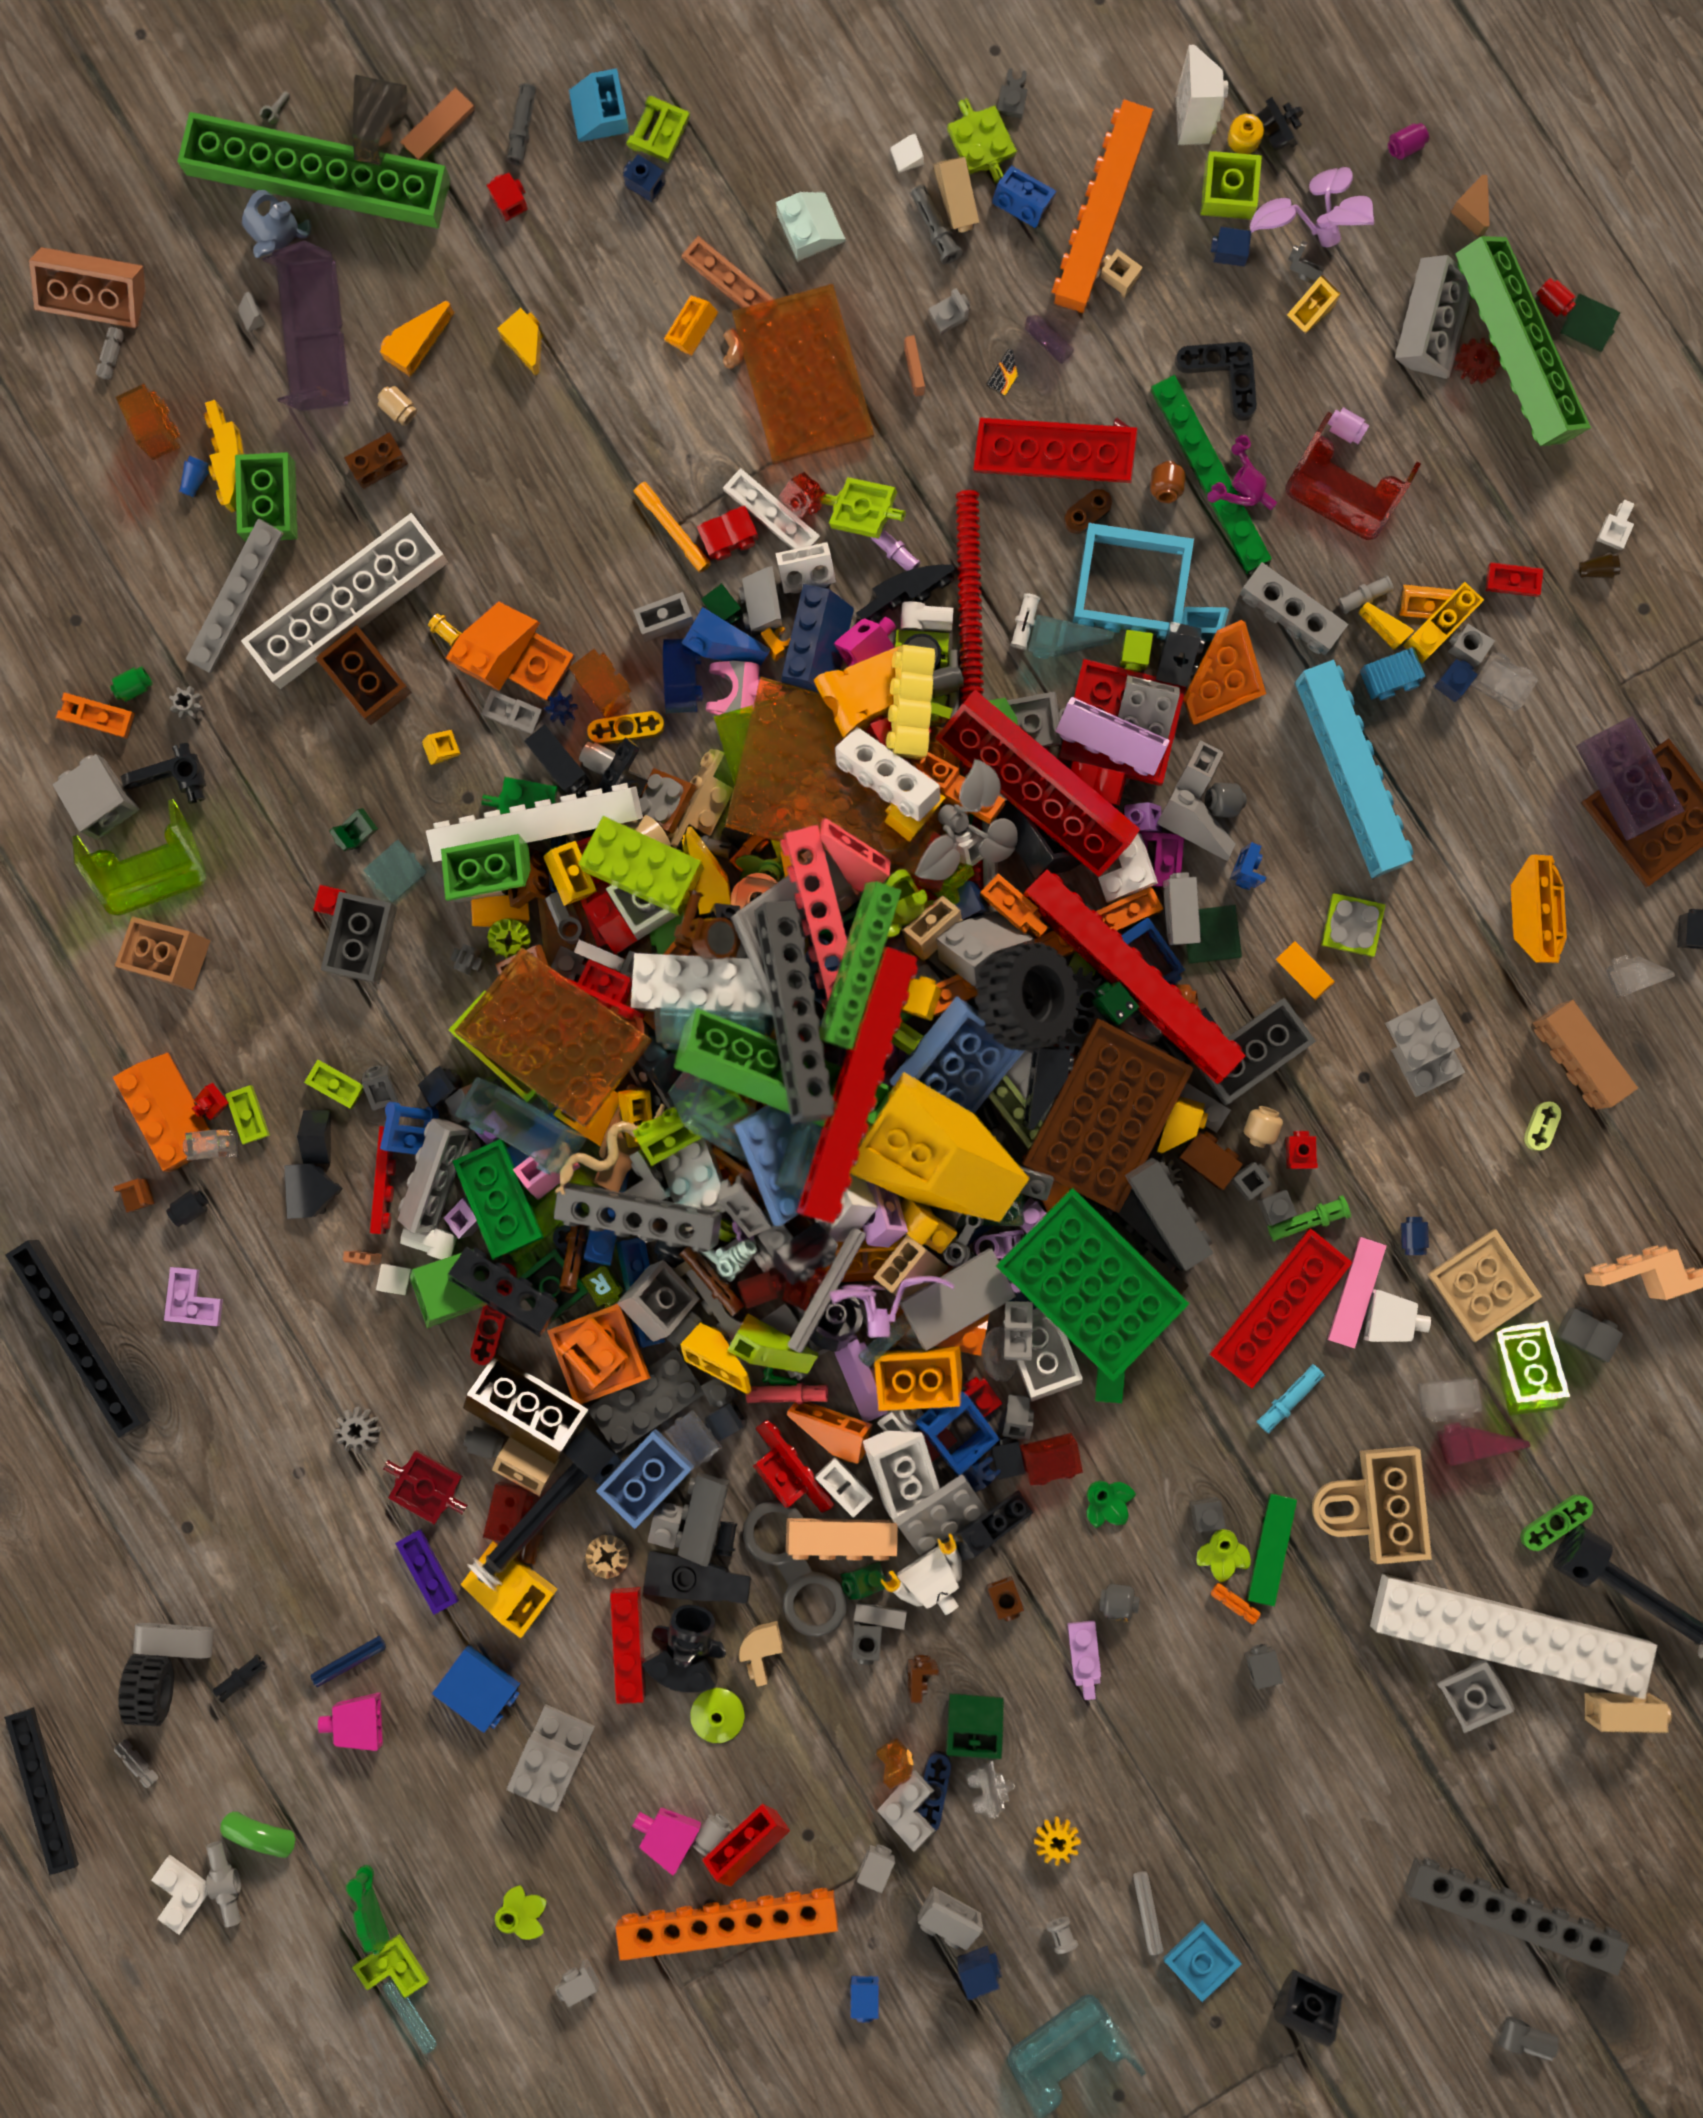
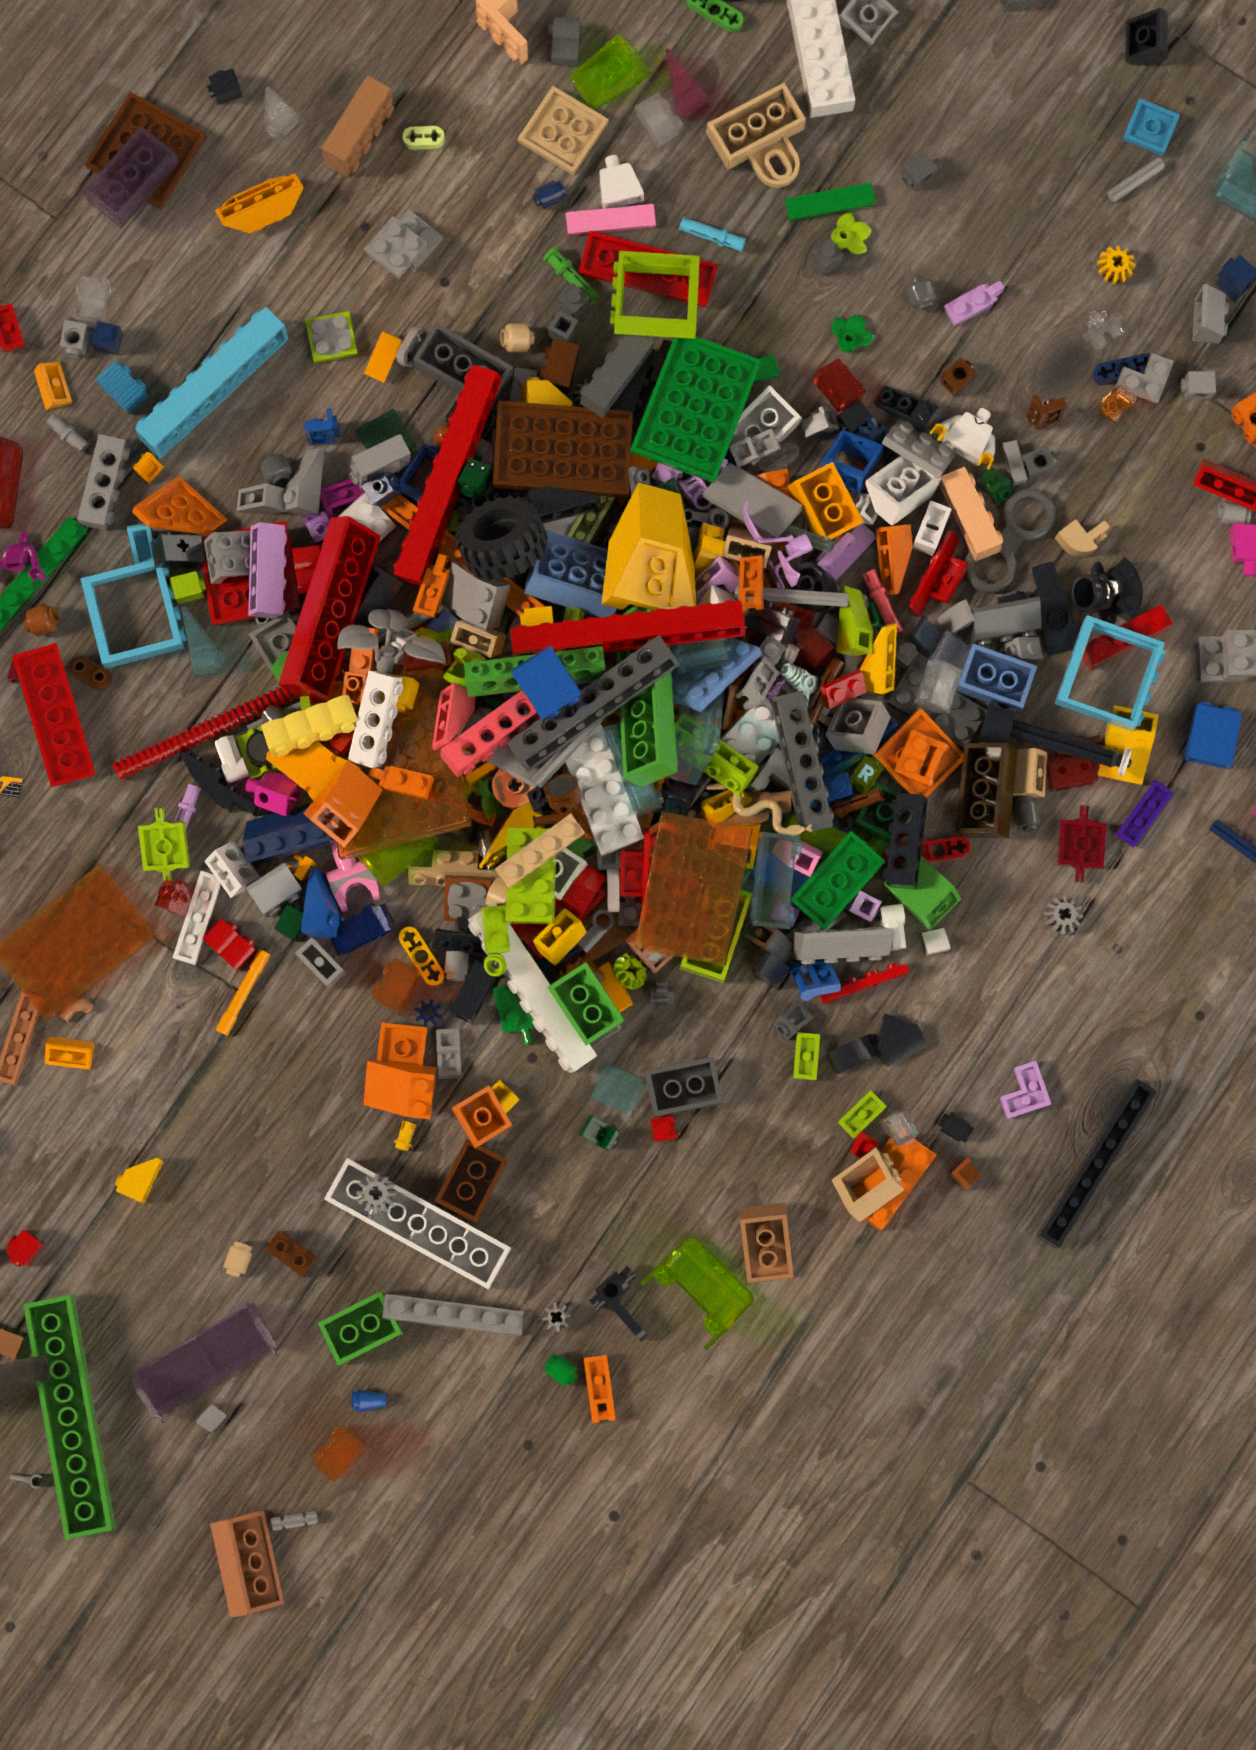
camera: 130 degrees left, 5 degrees down
(94, 797) = (664, 1355): light grey slope -> none
(164, 1058) = (876, 1197): none -> tan window
(227, 445) = (346, 1374): yellow slope -> none
(275, 228) = (131, 1428): sand blue piece -> none
(362, 1258) = (929, 969): nougat tile -> none
(387, 556) = (370, 1199): none -> light grey gear
(413, 340) = (180, 1271): light orange slope -> none
(423, 711) = (481, 1116): none -> orange slope
(563, 788) = (490, 969): none -> lime plate
(600, 803) = (495, 929): none -> lime plate
(609, 1544) = (1079, 684): tan gear -> none
(619, 1573) = (1150, 676): none -> medium azure window
(657, 882) = (540, 851): none -> tan plate
(661, 1409) = (938, 686): none -> clear brick
(703, 1302) = (843, 689): none -> red plate
(722, 1702) = (1144, 561): lime dish -> none
(729, 1465) = (956, 618): none -> light grey slope
(806, 776) = (403, 781): none -> orange hinge
(808, 700) = (344, 803): none -> orange slope
(834, 966) = (546, 683): none -> blue brick
(858, 1250) = (751, 582): none -> orange plate
(914, 366) = (29, 857): nougat tile -> none
(975, 1726) = (1062, 357): dark green slope -> none
(982, 1395) = (814, 457): red bracket -> none
(1029, 605) = (200, 682): white pin -> none
(1062, 1935) = (1181, 232): light grey bush -> none
(1151, 901) = (382, 488): none -> dark blue brick
(1235, 1603) = (882, 211): orange axle -> none
(1279, 1317) = (657, 264): none -> lime window
(1289, 663) = (148, 467): none -> light orange tile
(1294, 1159) = (525, 309): red brick -> none
(1304, 1006) = (410, 346): none -> light grey beam
(1386, 626) = (87, 405): yellow slope -> none
(1444, 621) = (66, 365): yellow slope -> none

